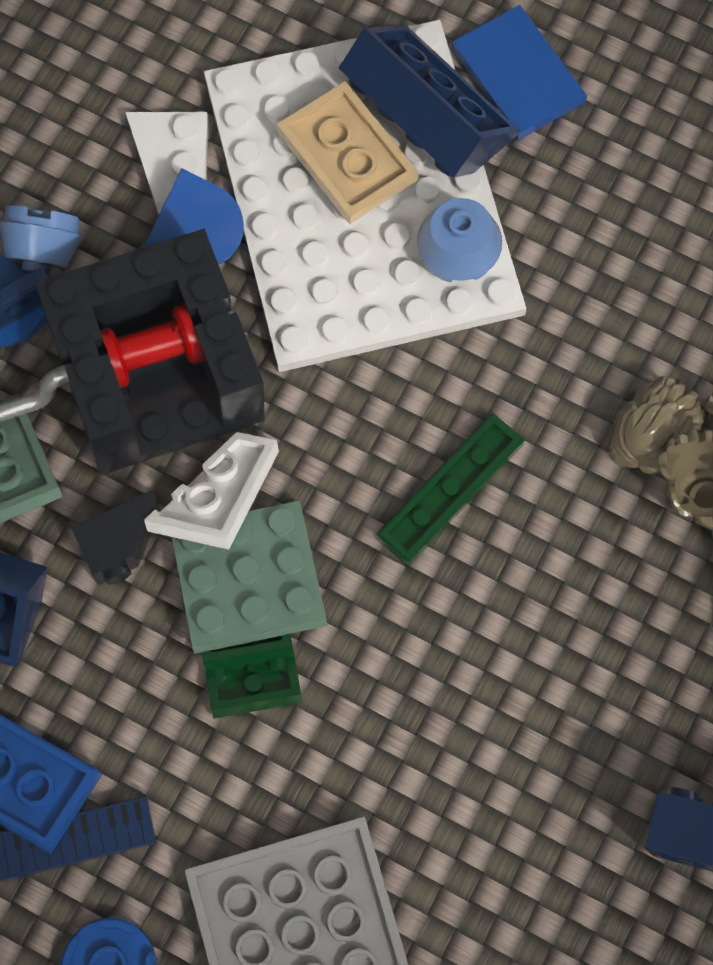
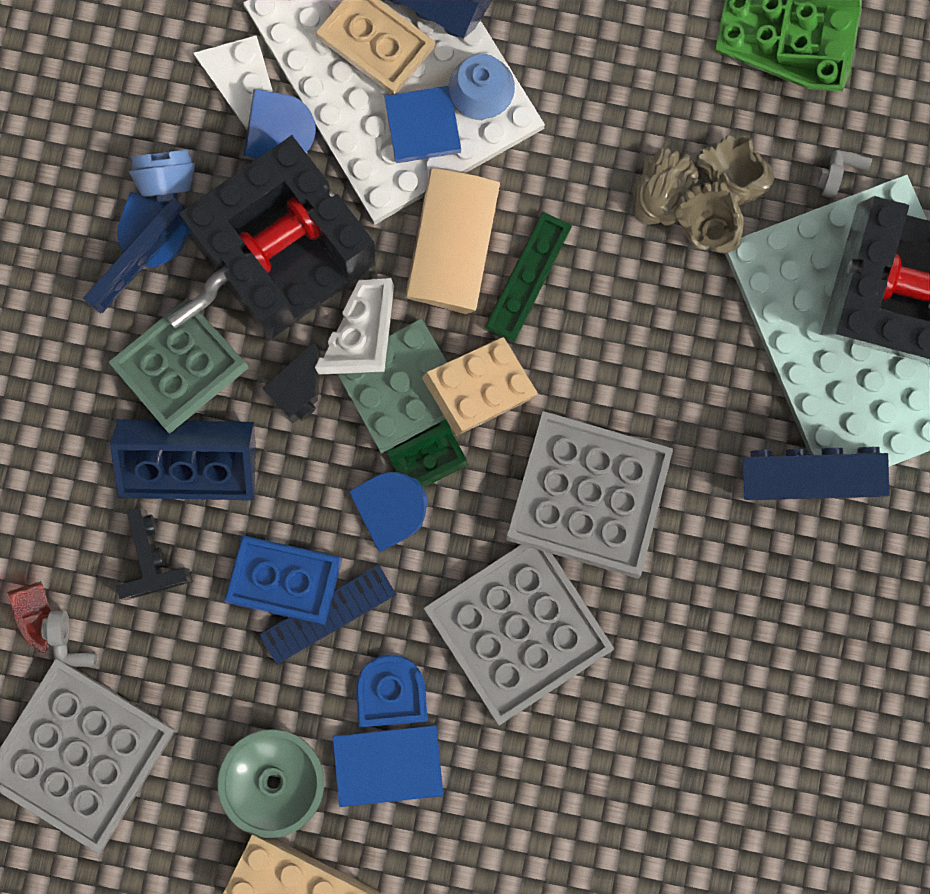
camera: 20 degrees left, 10 degrees up
(184, 727) = (391, 507): none -> blue tile
(345, 604) = (479, 386): none -> tan plate
(367, 416) = (452, 240): none -> tan slope
(373, 266) = (422, 124): none -> blue tile
(446, 786) = (590, 495): none -> light grey plate

